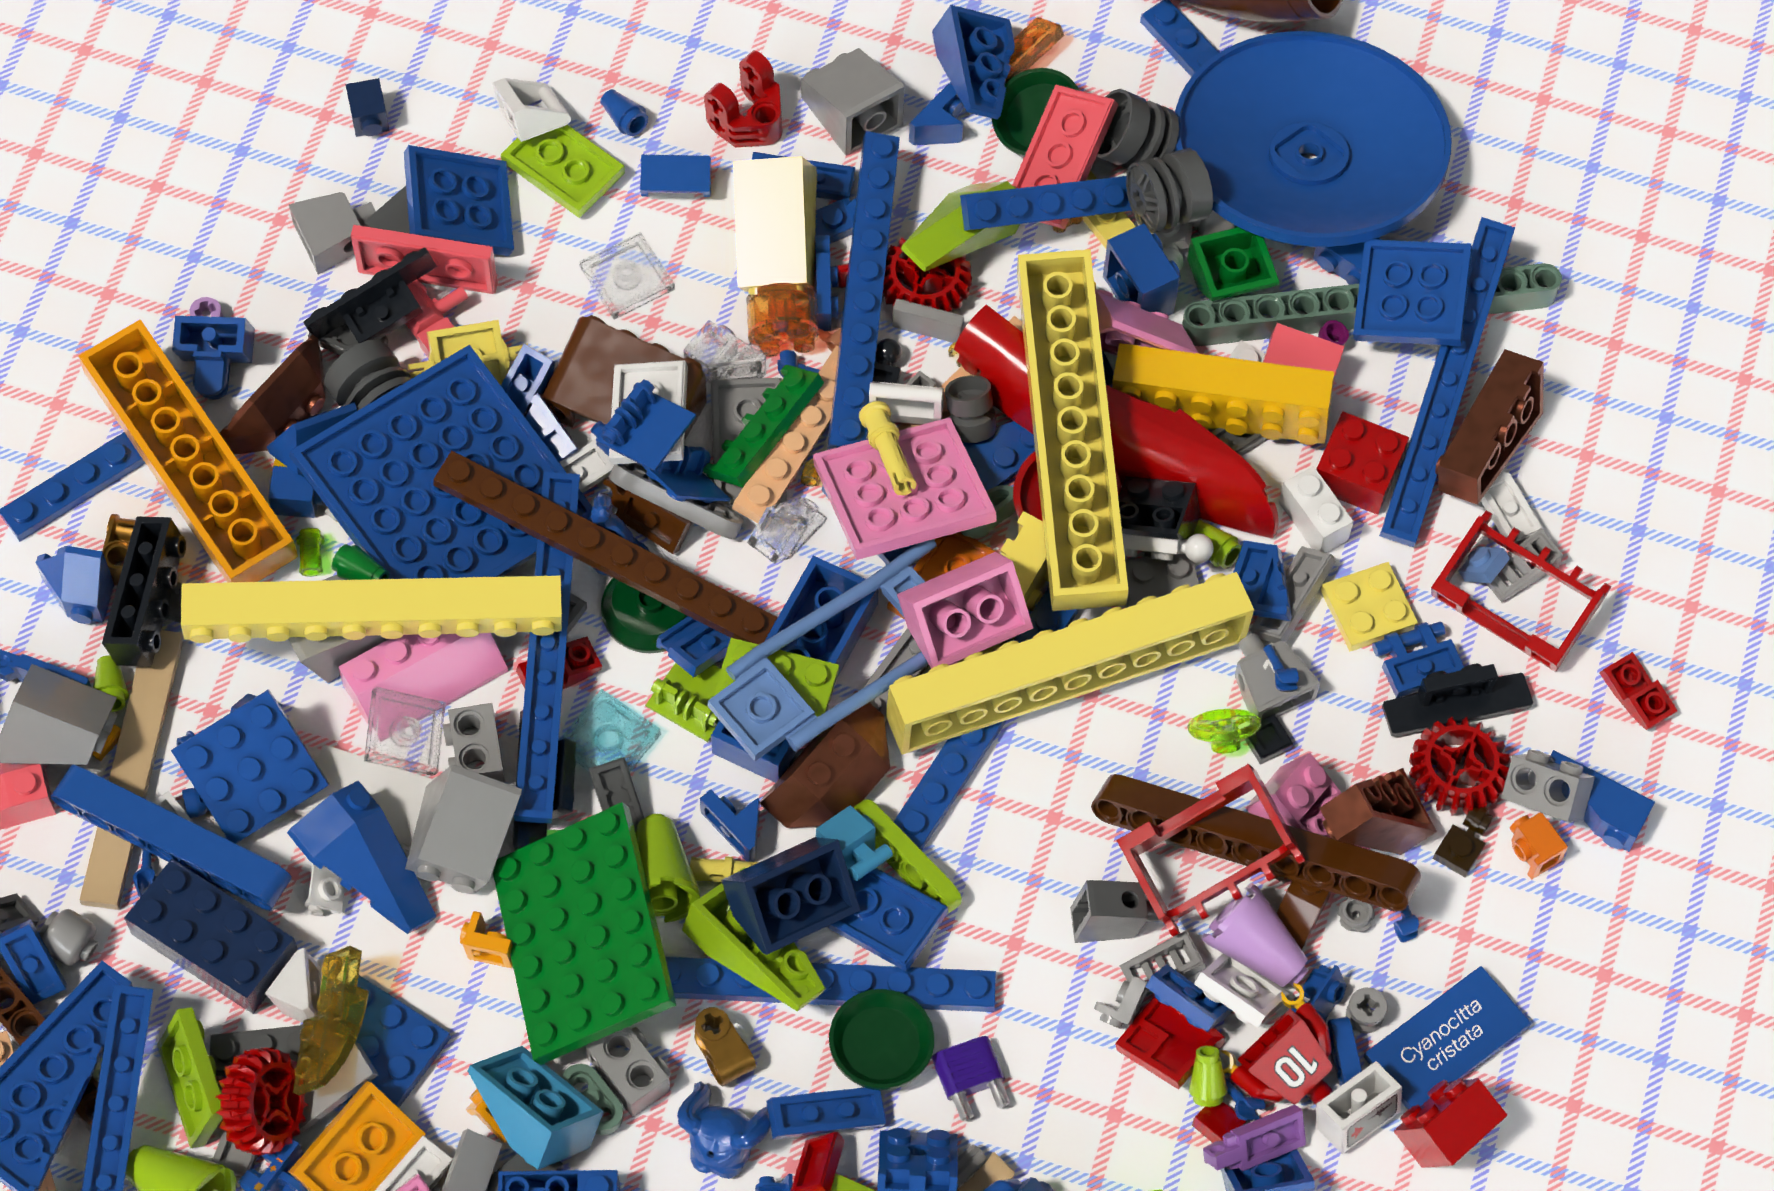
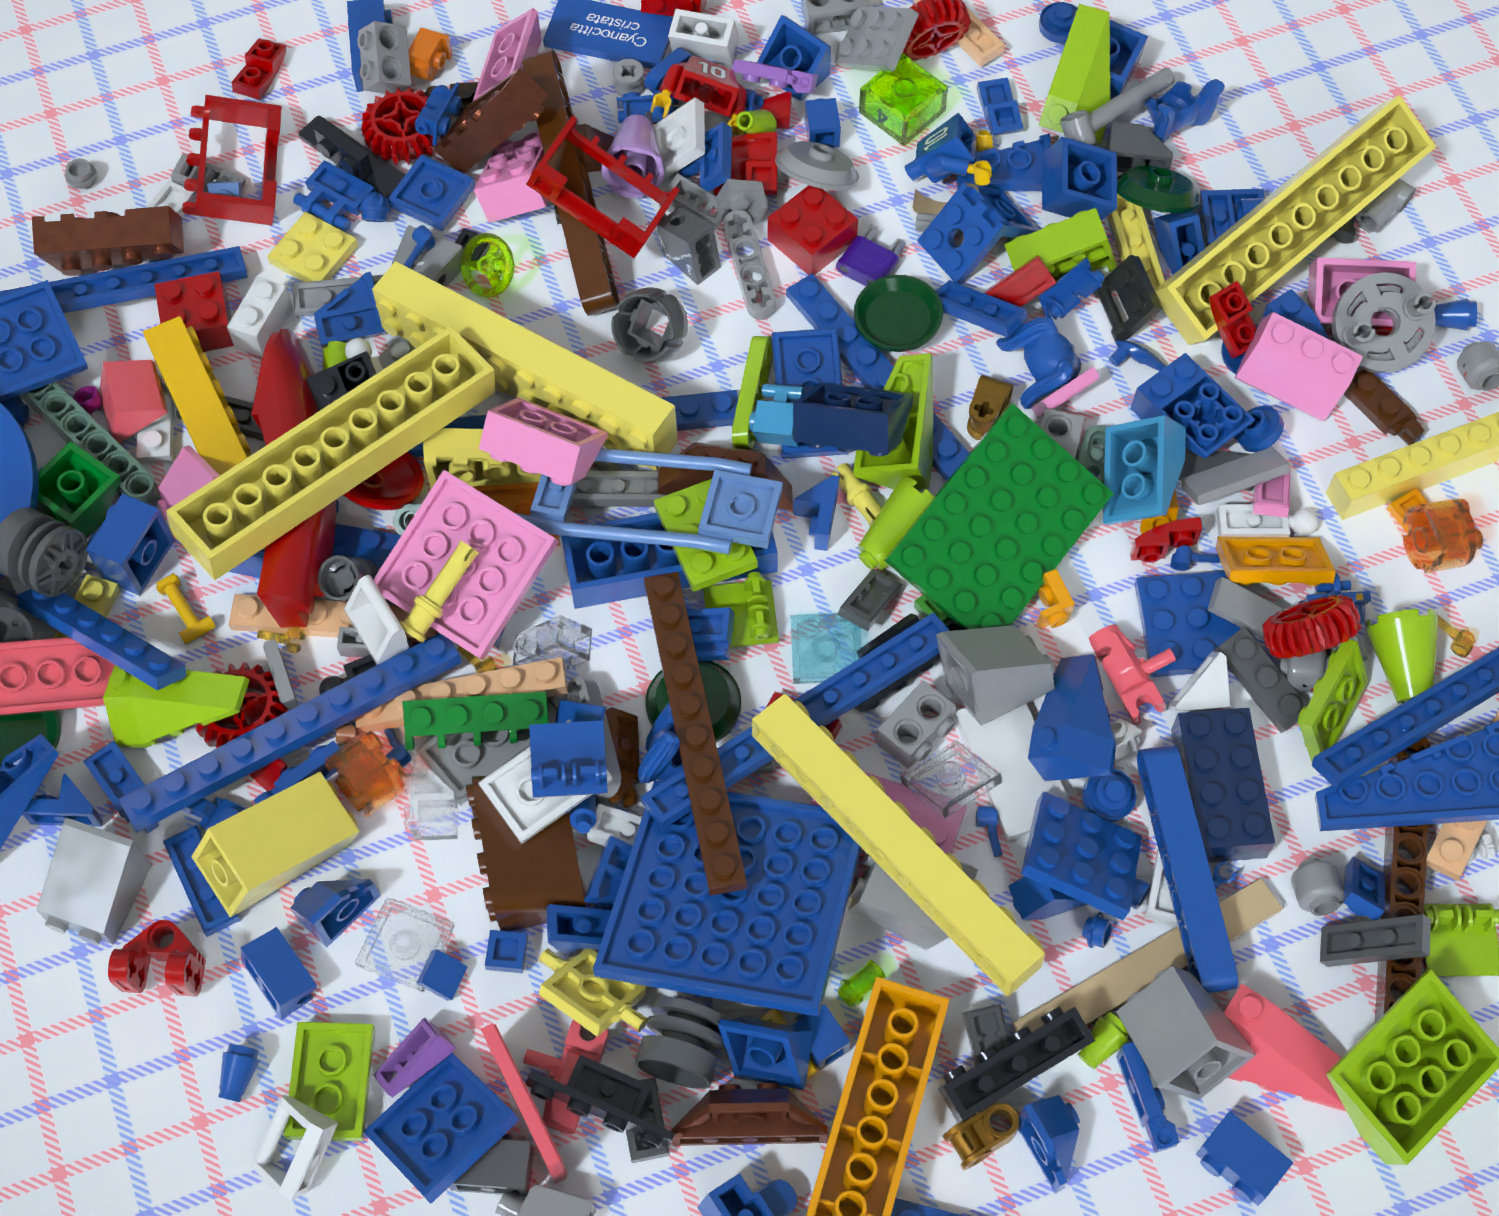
camera: 125 degrees left, 0 degrees up
(279, 847) = (1109, 795): none -> blue plate
(333, 1032) = (1216, 625): clear yellow slope -> none
(354, 743) = (987, 817): none -> blue hand
(356, 564) = (866, 884): green cone -> none
(378, 946) = (1128, 672): none -> coral piece
(435, 1093) = (1184, 556): none -> blue hand
(455, 1101) = (1155, 542): none -> red slope
(530, 228) = (414, 1057): none -> medium lavender slope
(554, 332) = (506, 951): none -> blue plate
(577, 279) = (442, 974): none -> blue tile
(675, 1140) = (1066, 392): none -> bright pink tile
(696, 234) = (333, 906): none -> blue slope
(933, 165) = (115, 776): none -> blue hinge
(1037, 809) = (630, 325): none -> dark grey piece
(1041, 1039) = (812, 229): none -> red brick
(1055, 957) = (749, 264): none -> light grey beam
(1107, 1092) = (817, 165): none -> light grey piece
(1165, 1148) = (822, 121): none -> blue brick
(1357, 741) = (431, 192): none -> blue plate
(1371, 678) = (374, 208): none -> blue plate
(1444, 803) = (437, 114): none -> blue hinge
(1456, 896) = (508, 47): none -> bright pink slope
(1612, 469) = (80, 173): none -> light grey plate

